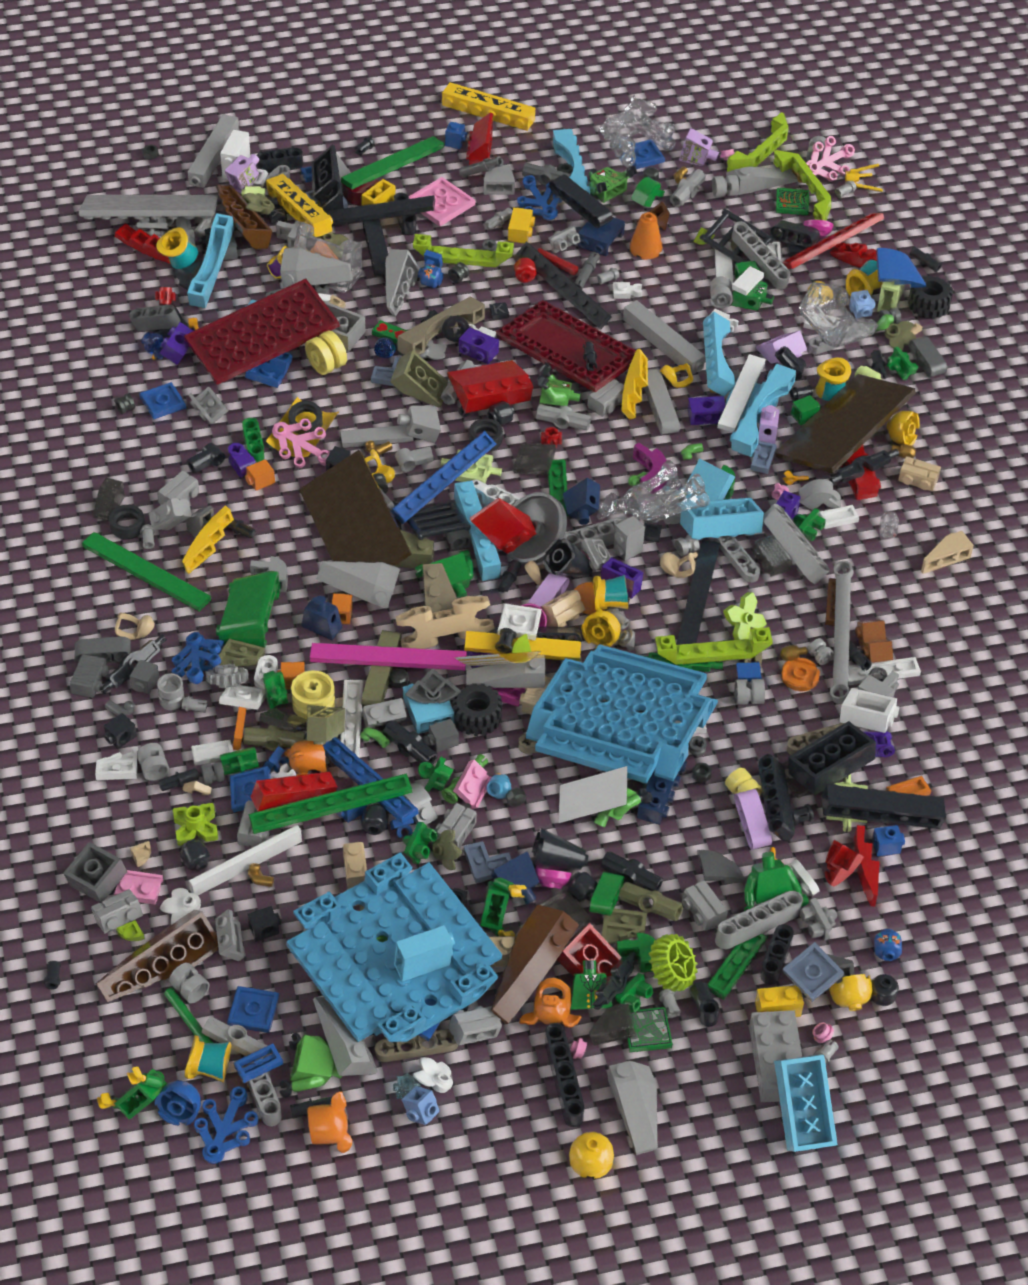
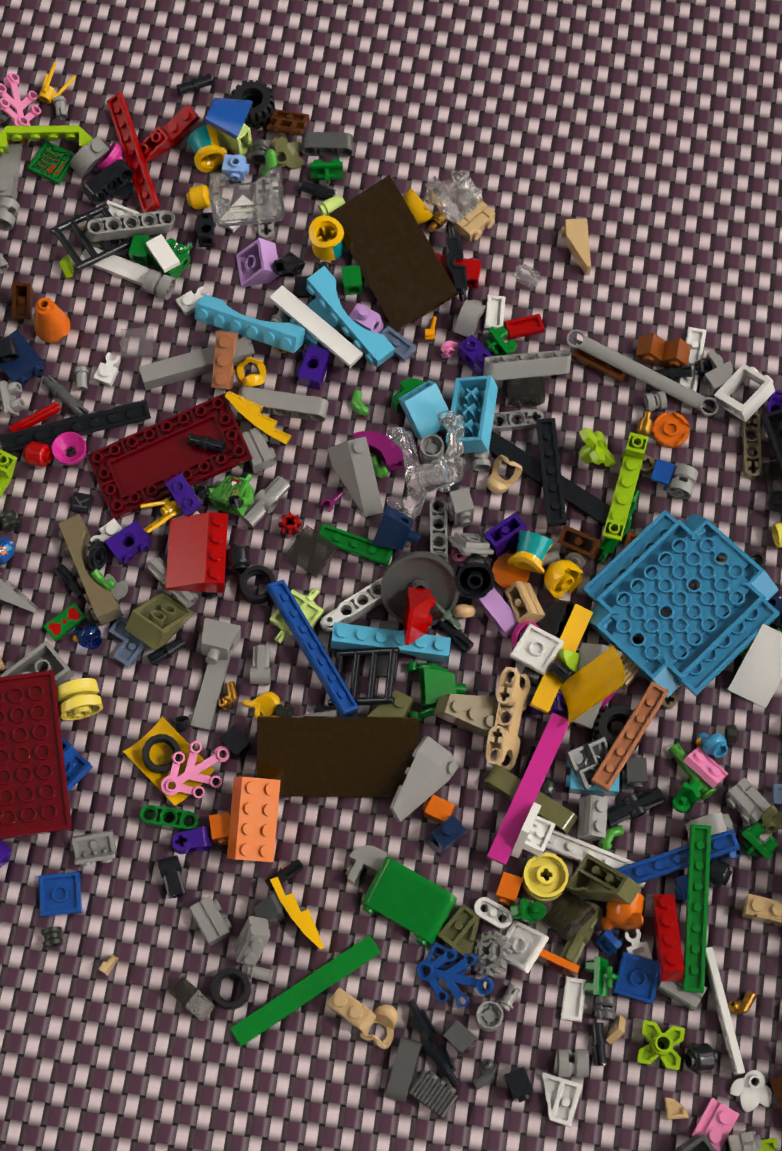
camera: 65 degrees left, 20 degrees up
(115, 444) = (107, 966): none -> tan tile
(138, 598) = (351, 1010): none -> tan brick
(273, 483) = (253, 819): none -> orange brick
(338, 425) = (181, 723): none -> black hinge
(347, 665) = (534, 833): none -> white bracket
(397, 397) = (167, 651): none -> black axle
(434, 341) = (100, 580): none -> bright green arm
(470, 708) = (629, 736): none -> nougat tile
(520, 359) = (168, 511): none -> yellow plant
(522, 559) = (447, 615): none -> sand green piece
(536, 355) = (182, 494): none -> dark purple brick
(540, 282) = (66, 441): none -> dark pink piece
(584, 460) = (331, 501): none -> magenta hand
(623, 461) = (355, 469): none -> light grey wedge
(644, 631) = (580, 541): none -> reddish brown brick
(662, 300) = (137, 342): none -> clear piece
(683, 337) = (224, 354): none -> nougat arch
(701, 592) = (551, 472): none -> black plate
(789, 306) = (206, 230): none -> black leg
(807, 211) = (88, 156): none -> light grey brick
(838, 541) = (524, 326): none -> red tile
(918, 441) = (453, 196): none -> clear animal
(929, 323) = (288, 122): none -> reddish brown plate

